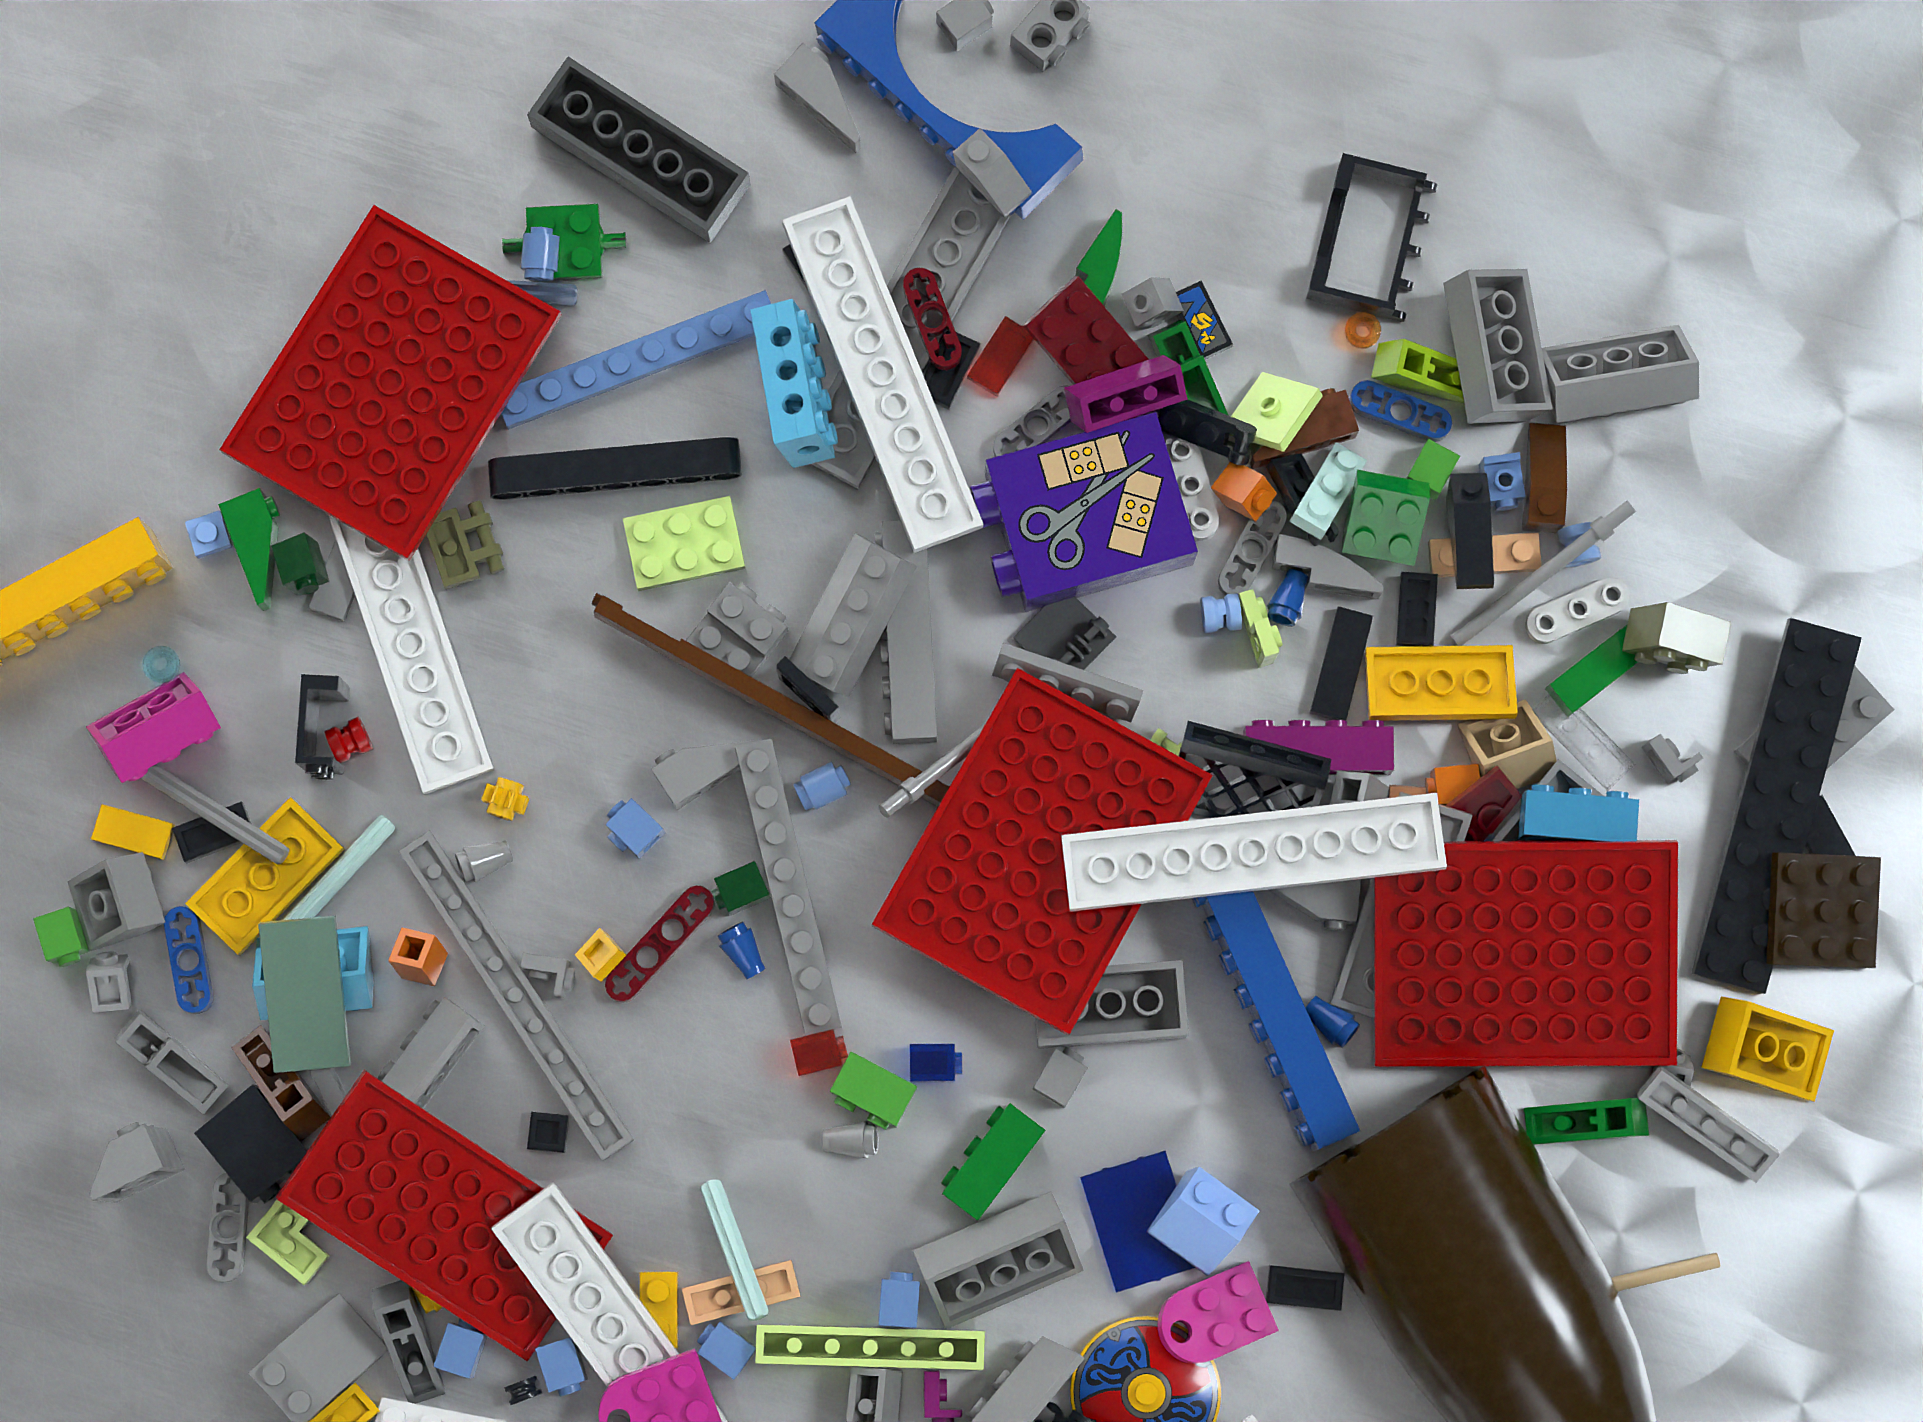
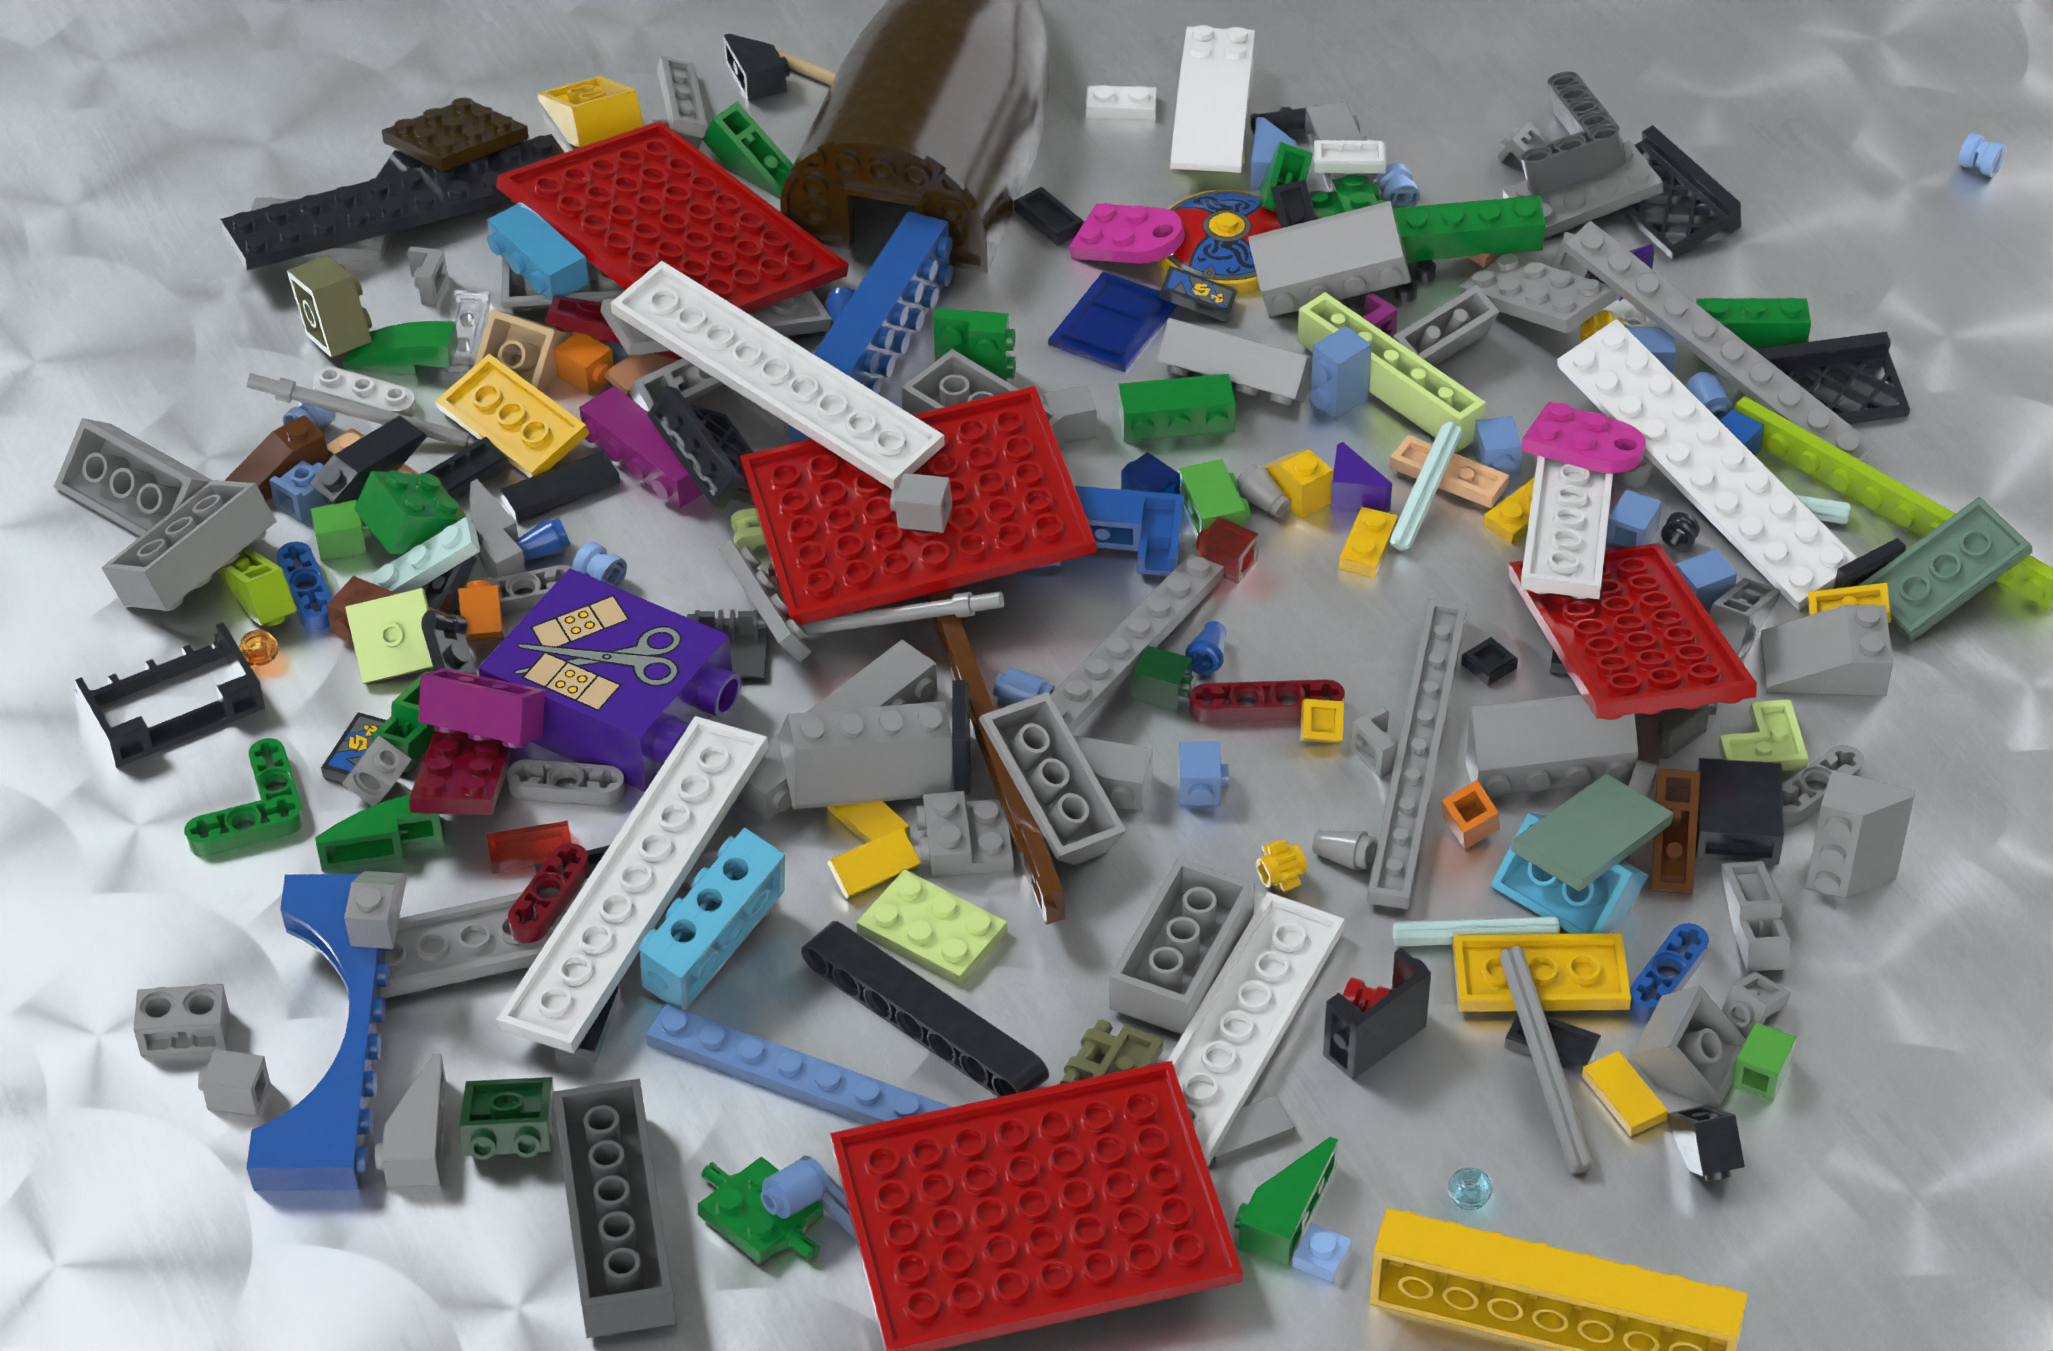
camera: 130 degrees left, 35 degrees down
(48, 836) = (1707, 1141): none -> black slope
(154, 728) = (1527, 1129): dark pink slope -> none
(300, 564) = (1266, 1148): dark green brick -> none
(498, 665) = (1181, 945): none -> light grey brick
(698, 693) = (1054, 779): none -> light grey slope
(736, 1168) = (1368, 542): none -> yellow plate
(768, 551) = (874, 863): none -> yellow tile
(777, 152) = (507, 1117): none -> dark green plate
(793, 1208) = (1358, 483): none -> dark purple slope
(803, 587) = (869, 820): none -> yellow tile
(843, 1174) = (1303, 480): none -> yellow slope
(905, 1009) = (1136, 523): none -> blue bracket
(1020, 834) = (922, 502): none -> light grey brick
(1100, 1303) = (1197, 293): none -> tile
(1176, 1068) = (977, 336): none -> green plate
(1202, 228) = (270, 806): none -> green beam
(1202, 1220) = (1071, 275): light blue slope -> none
(1263, 637) = (596, 518): yellowish green plate -> none
(1700, 1223) = (755, 66): none -> black slope

